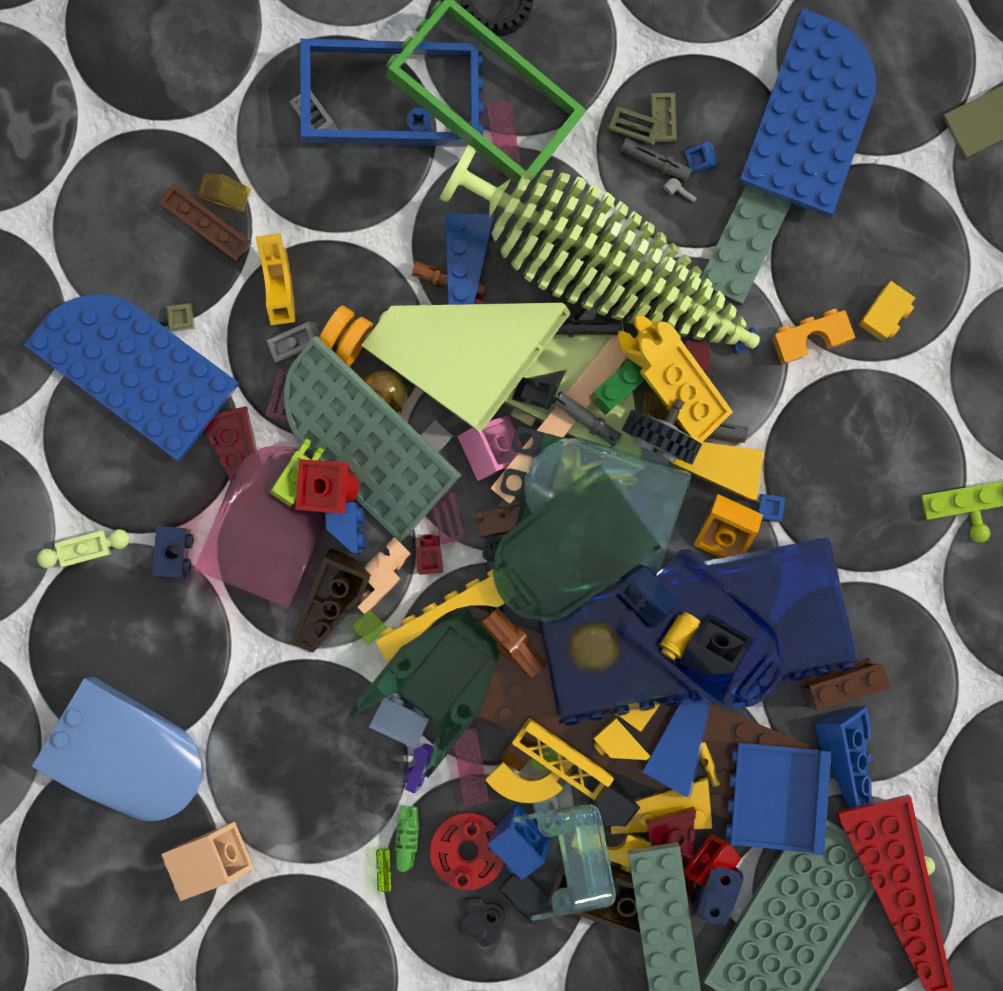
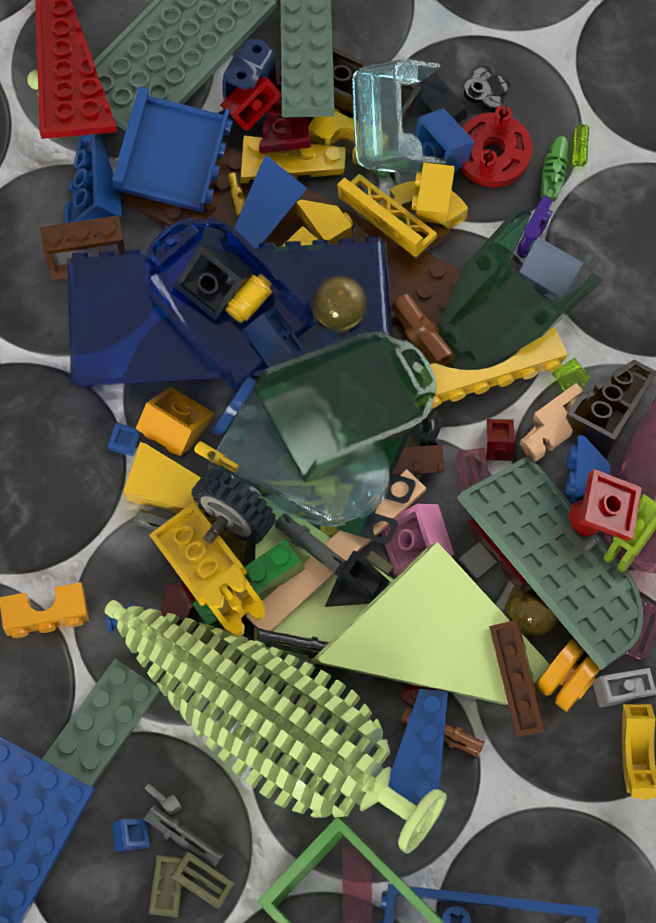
camera: 175 degrees left, 15 degrees down
(389, 325) = (517, 678): none -> reddish brown hinge
(471, 768) = (479, 219): clear pink tile -> none
(520, 785) = (434, 193): none -> yellow brick
(615, 805) = (339, 163): black slope -> none
(677, 543) = (234, 406): none -> blue tile
(681, 478) = (220, 459): none -> yellow pin

